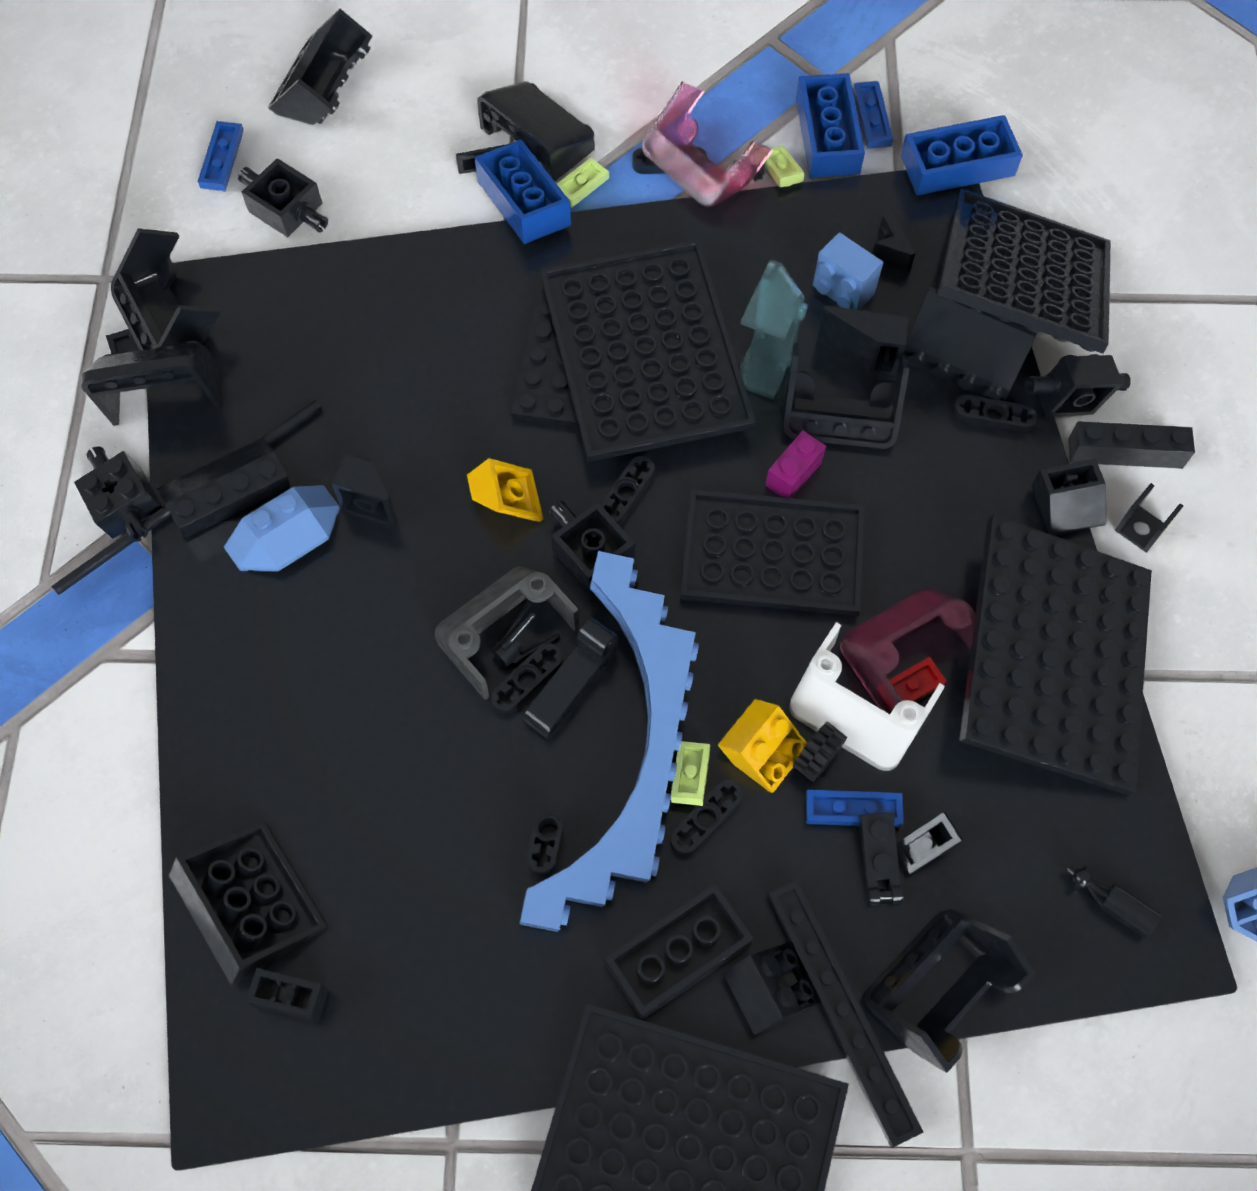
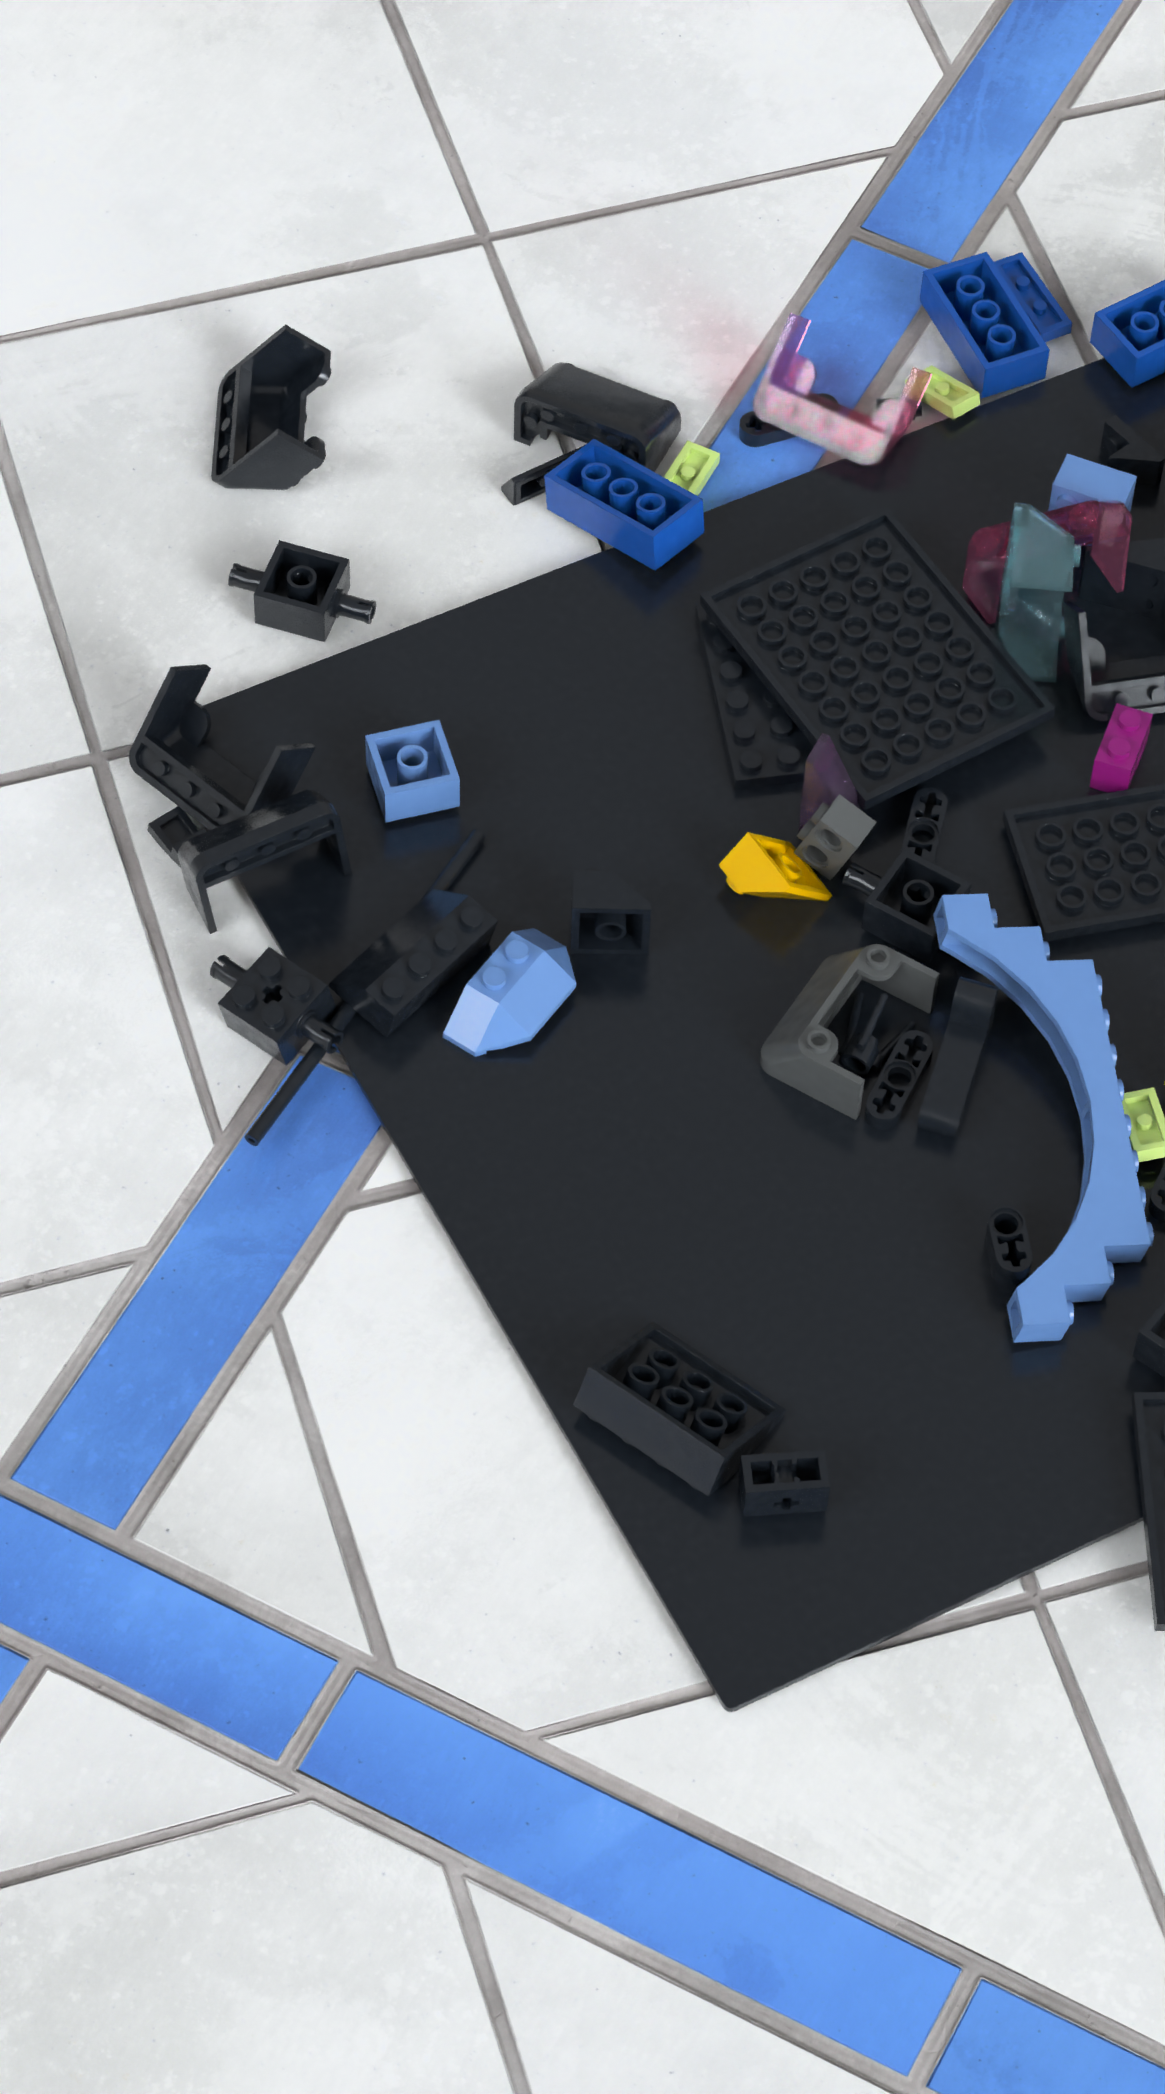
camera: 20 degrees left, 10 degrees down
(220, 156) = (182, 559): blue plate -> none
(287, 346) = (412, 771): none -> medium blue brick
(553, 476) = (833, 836): none -> dark grey brick
(561, 443) = (824, 779): none -> clear purple slope
(835, 292) = (1094, 522): none -> clear pink windscreen

